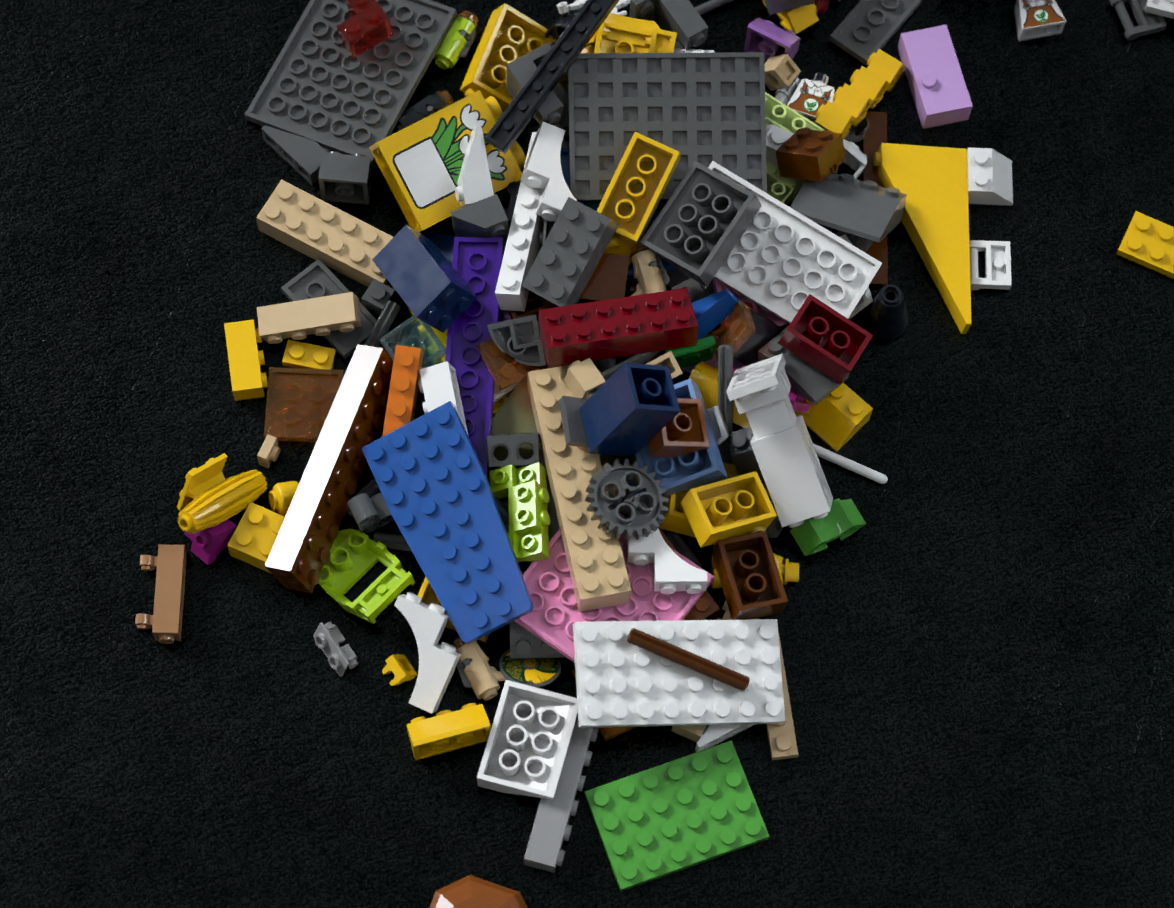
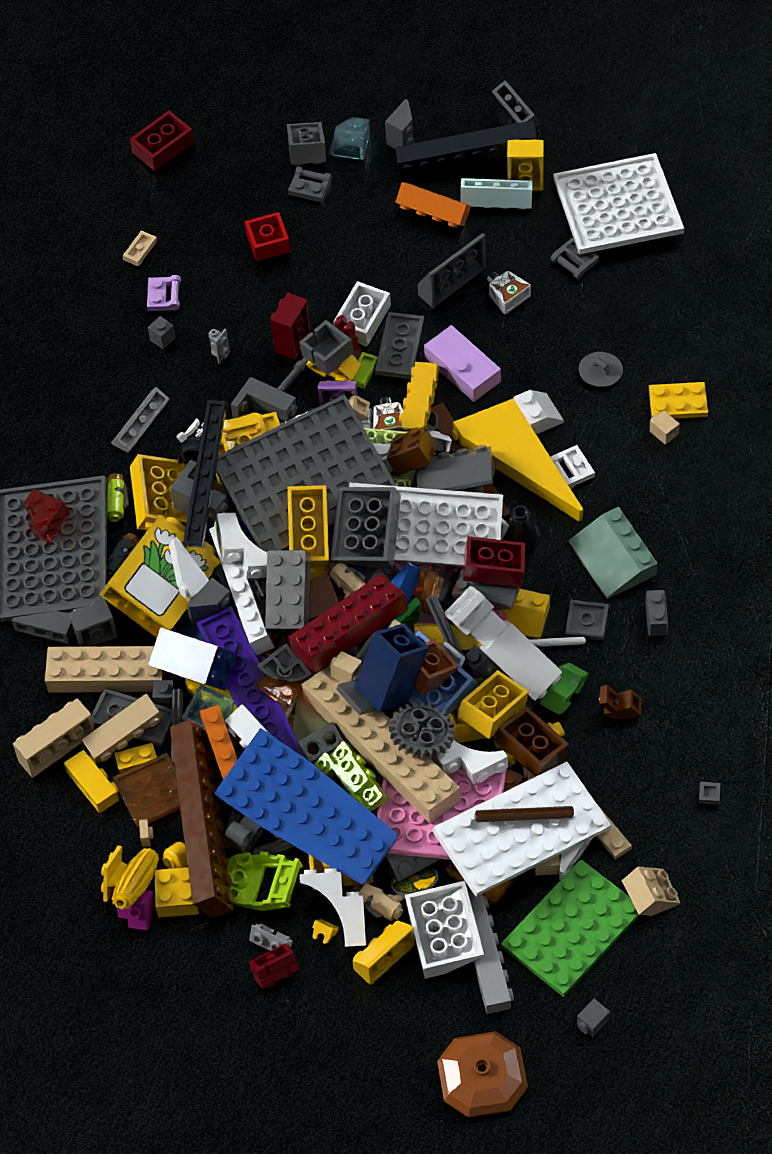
camera: 20 degrees left, 10 degrees down
(169, 593) = (131, 962): medium nougat brick -> none
(229, 288) = (54, 737): none -> tan brick
(318, 683) = (274, 966): none -> dark red brick
(788, 821) = (650, 890): none -> tan slope
(818, 31) = (367, 367): none -> lime tile
(881, 580) = (620, 705): none -> reddish brown brick
(902, 457) = (587, 620): none -> dark grey tile
(923, 740) = (709, 793): none -> dark grey plate
(977, 394) = (614, 553): none -> sand green slope
(985, 491) = (656, 613): none -> dark grey brick
(1091, 163) = (600, 369): none -> dark grey shield
(1123, 271) = (664, 427): none -> tan brick

